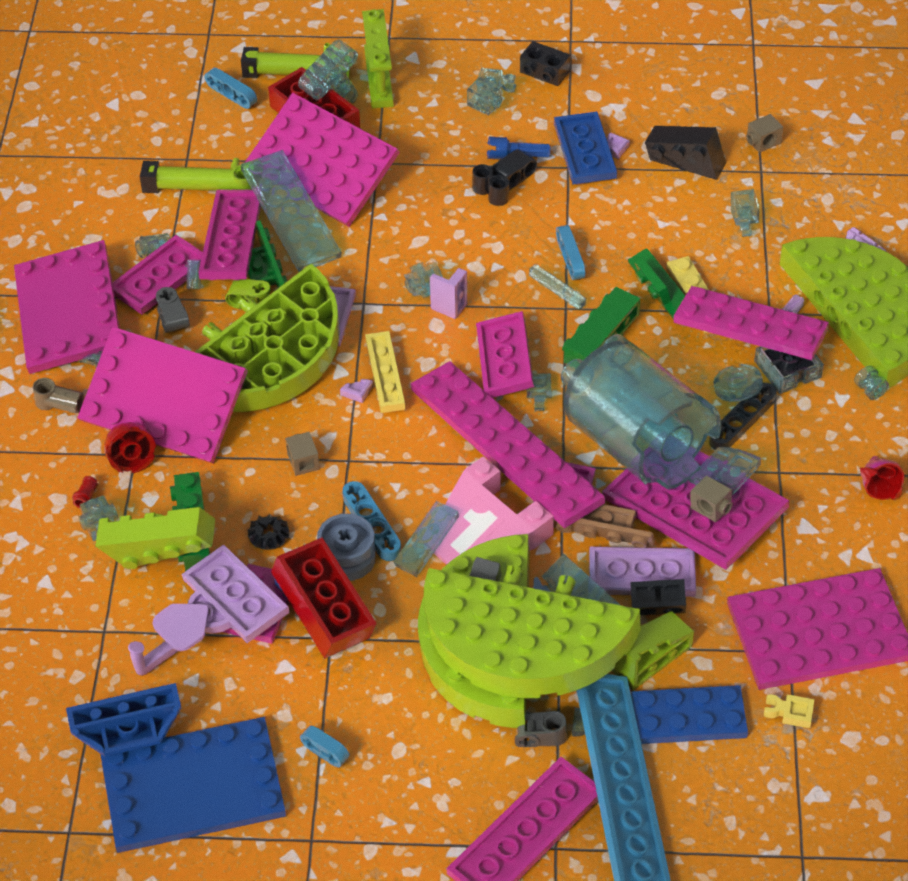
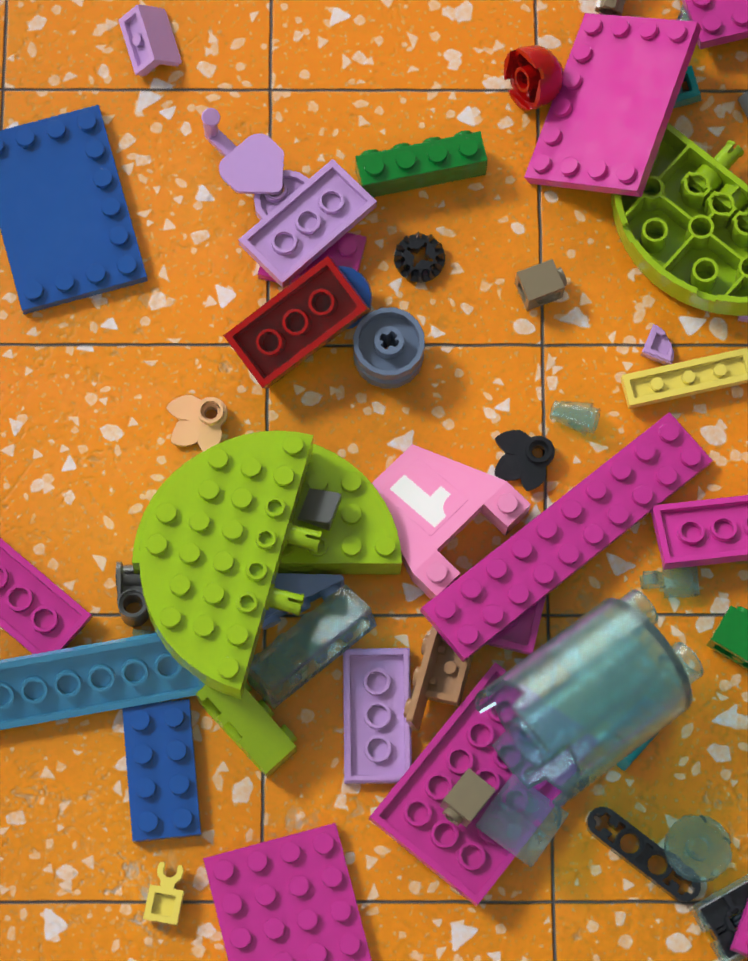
camera: 85 degrees right, 25 degrees up
(43, 714) = (149, 39): none -> lavender panel
(85, 491) = (467, 38): red pin -> none
(93, 511) = (423, 56): clear light blue brick -> none
(126, 720) = (122, 121): blue wedge -> none
(155, 536) = (373, 118): lime wedge -> none
(324, 746) = (106, 346): dark azure beam -> none
(376, 518) = (439, 374): dark azure beam -> none
(396, 687) = (193, 424): none -> light nougat plate
(409, 437) = (576, 415): none -> clear light blue cone
(426, 538) = (409, 444): clear light blue plate -> none
(440, 471) = (519, 461): none -> black plate
(658, 596) = (321, 730): black brick -> none

